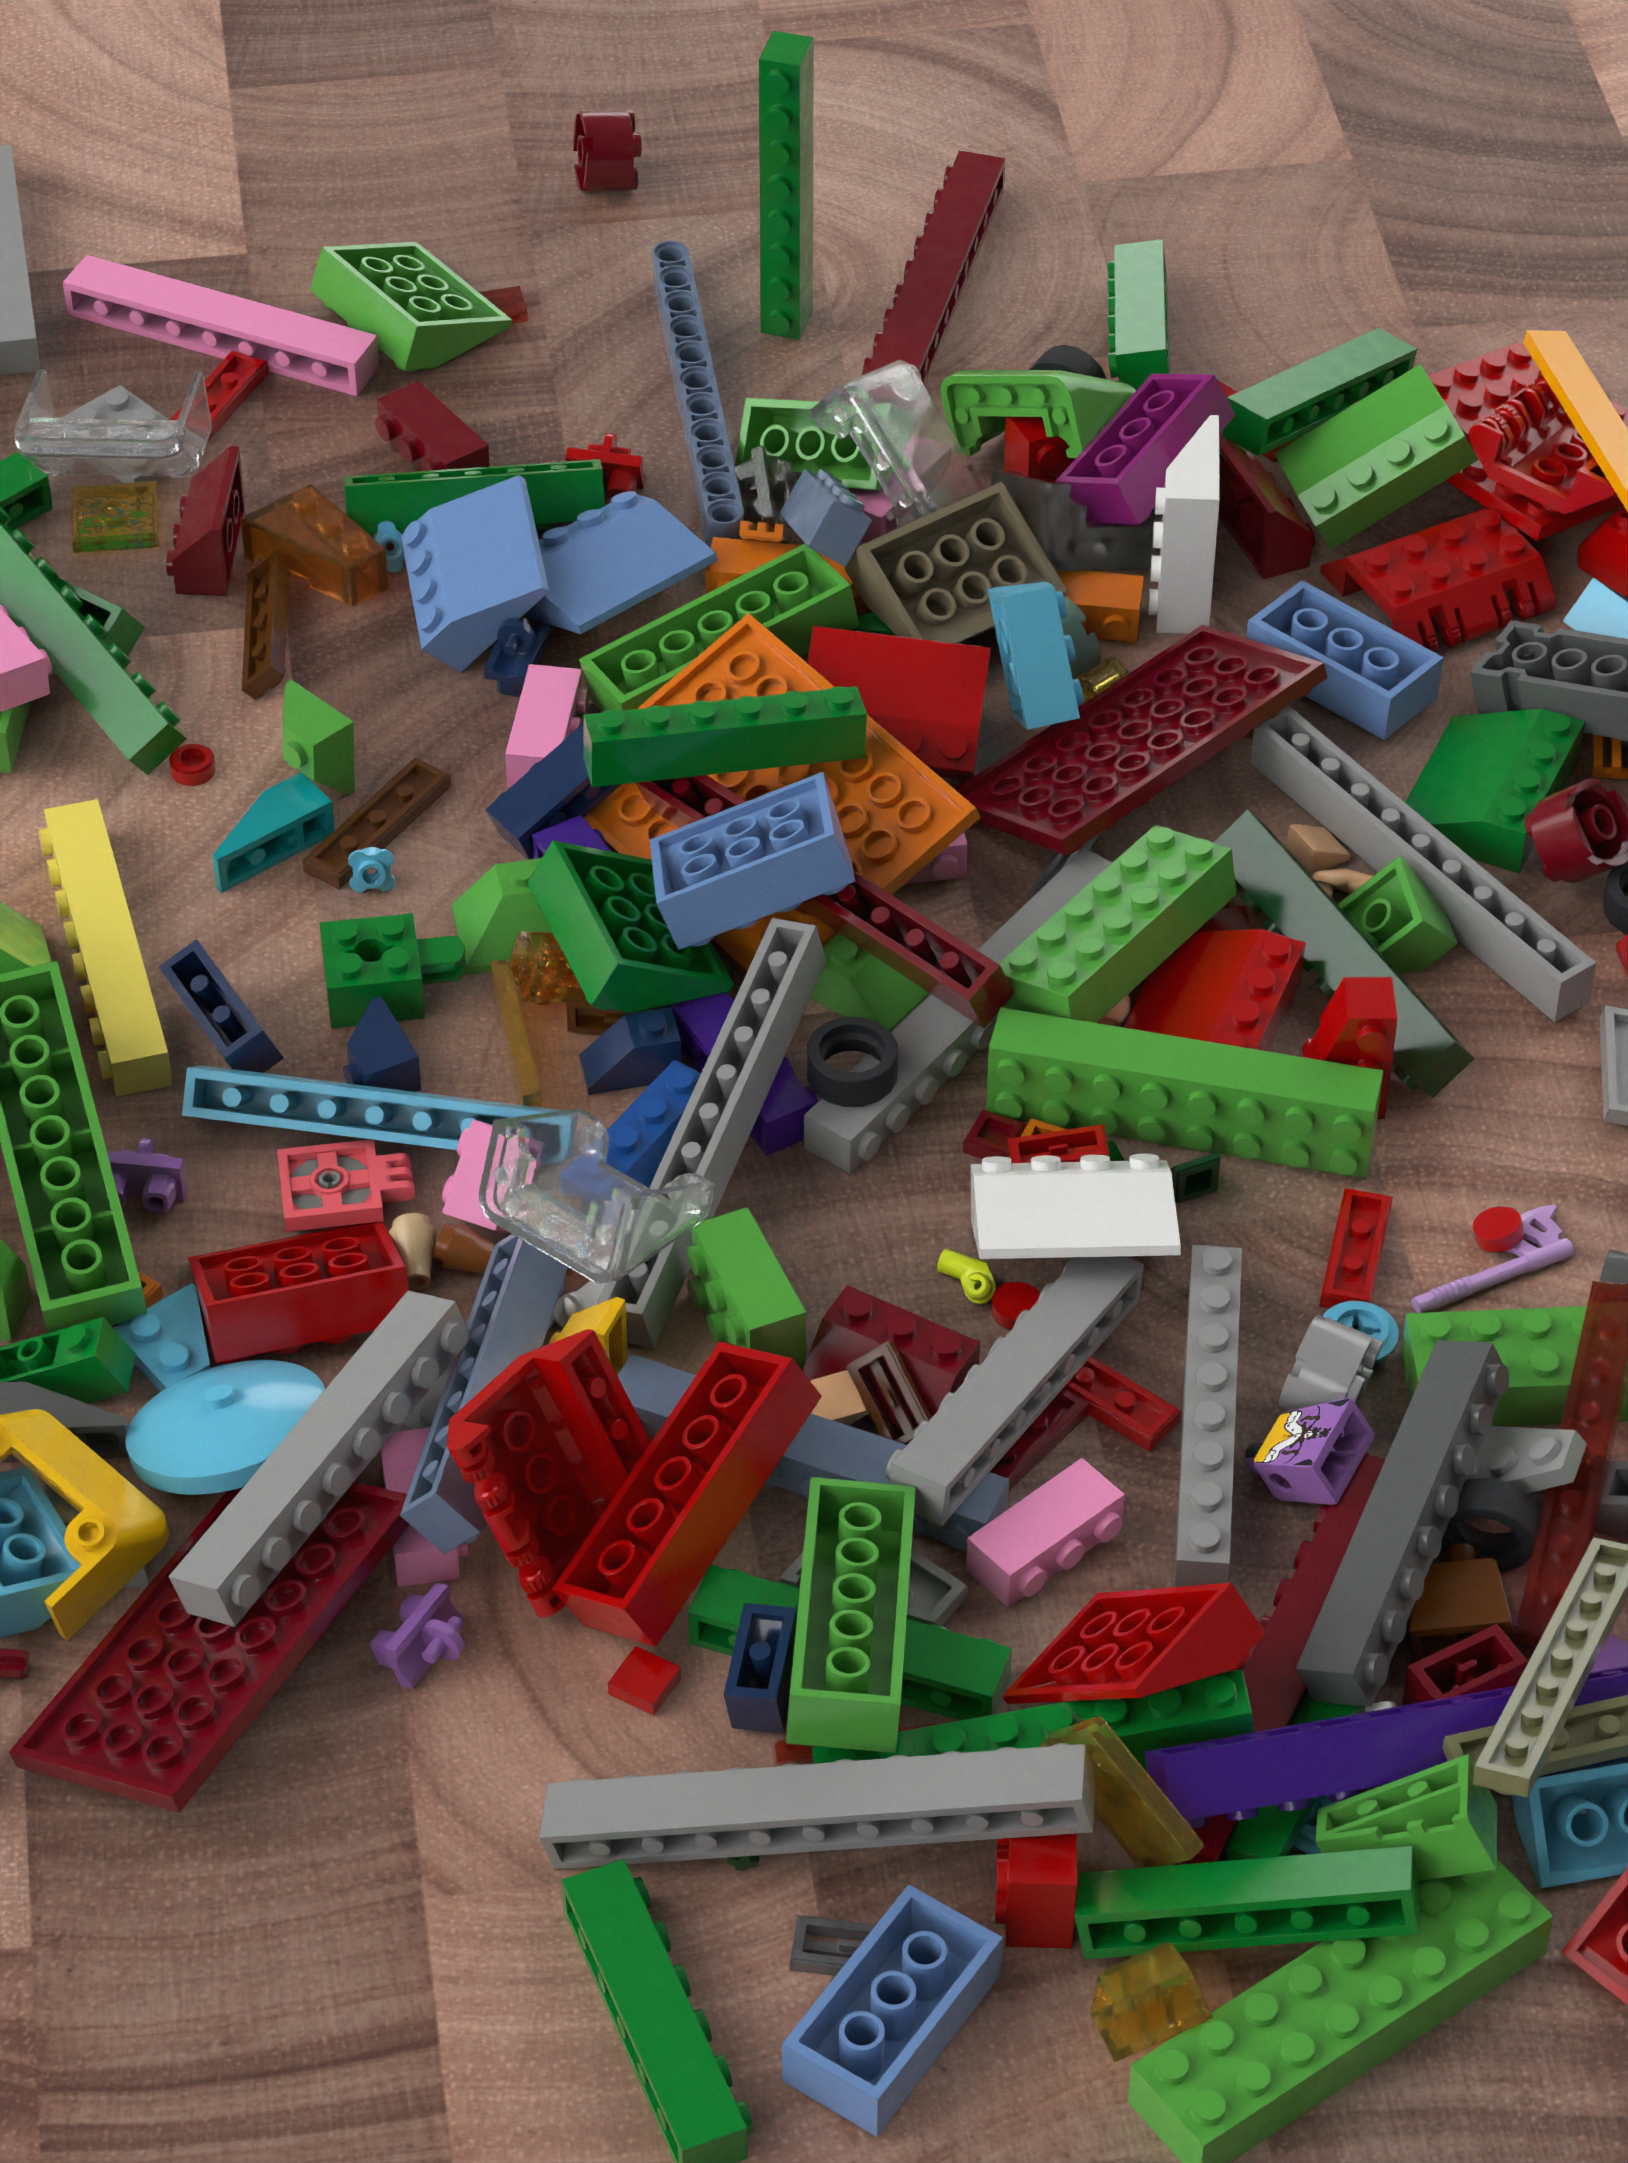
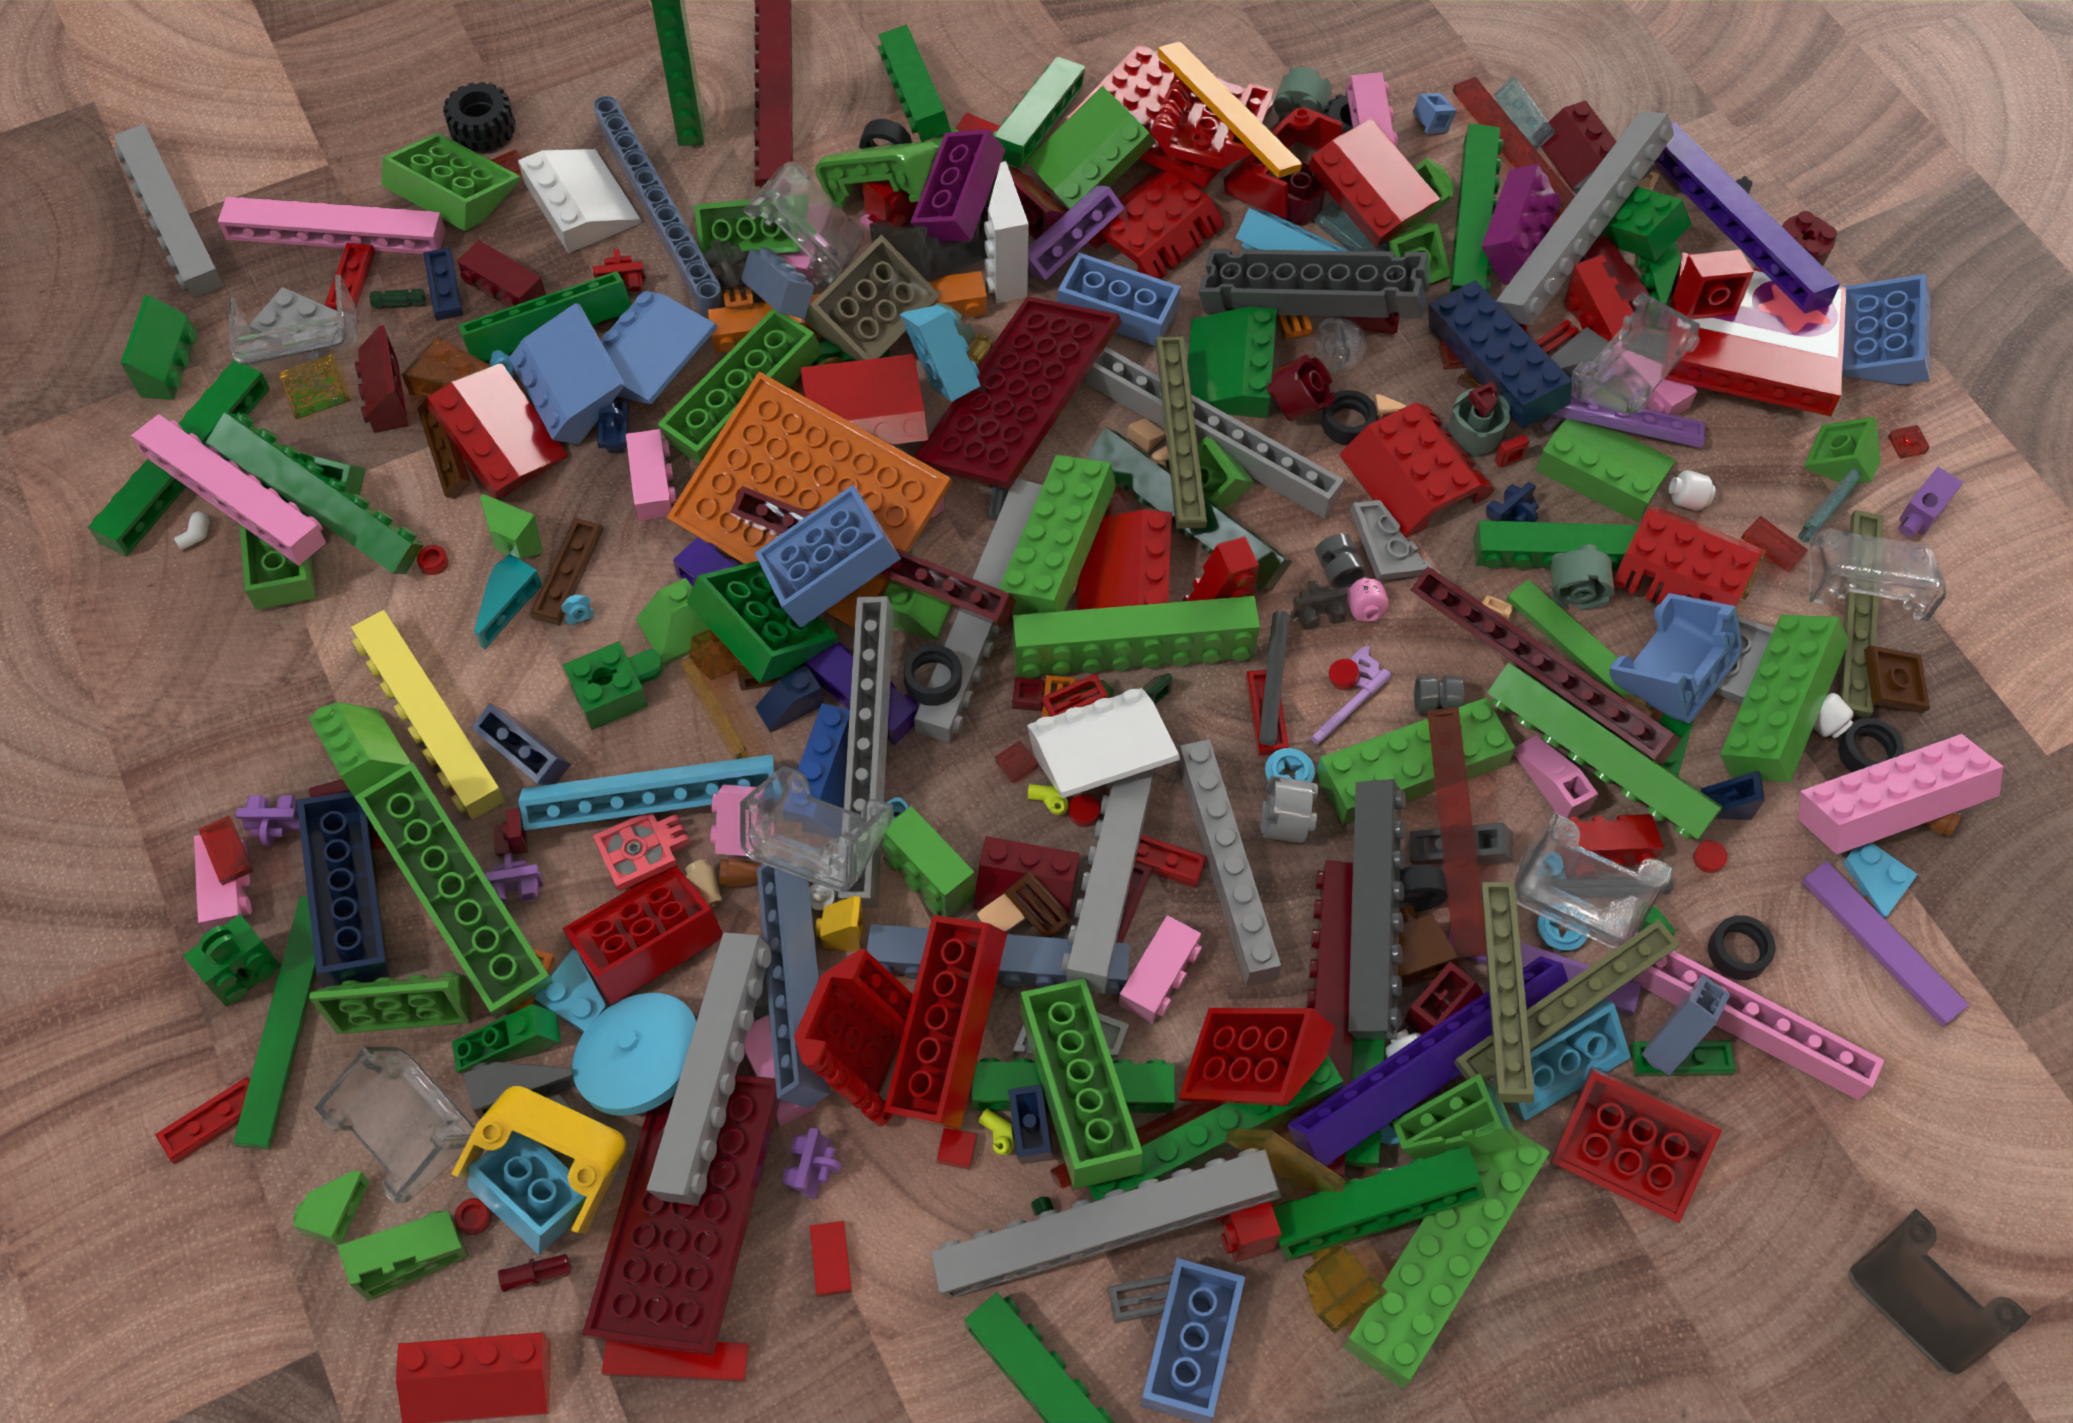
camera: 20 degrees left, 15 degrees up
(130, 1827) = (629, 1360): none -> red tile
(164, 1117) = (510, 835): none -> dark red bracket
(275, 434) = (397, 298): none -> dark green axle
(345, 615) = (495, 429): none -> red slope
(348, 431) = (443, 284): none -> dark blue tile
(381, 1052) = (633, 746): dark blue slope -> none
(401, 1765) = (830, 1258): none -> red tile
(484, 233) = (479, 116): none -> black tyre
(547, 795) = (677, 521): dark blue brick -> none
(585, 361) = (577, 196): none -> white slope
(606, 150) = (537, 37): dark red brick -> none
(716, 1667) = (1002, 1132): none -> neon yellow arm
(724, 736) = (780, 472): green brick -> none
(939, 1218) = (1016, 761): none -> clear red tile
(1302, 553) = (1072, 231): none -> medium lavender brick
(1312, 1452) = (1298, 870): medium lavender torso -> none
(1360, 841) = (1180, 433): none -> olive tile
(1380, 1203) = (1274, 678): none -> dark grey axle
(1495, 1127) = (1317, 602): none -> clear smoke hips
(1529, 1457) = (1431, 841): light grey wing -> none
(1552, 1077) = (1340, 560): none -> dark grey wheel
(1575, 1134) = (1367, 598): none -> bright pink head

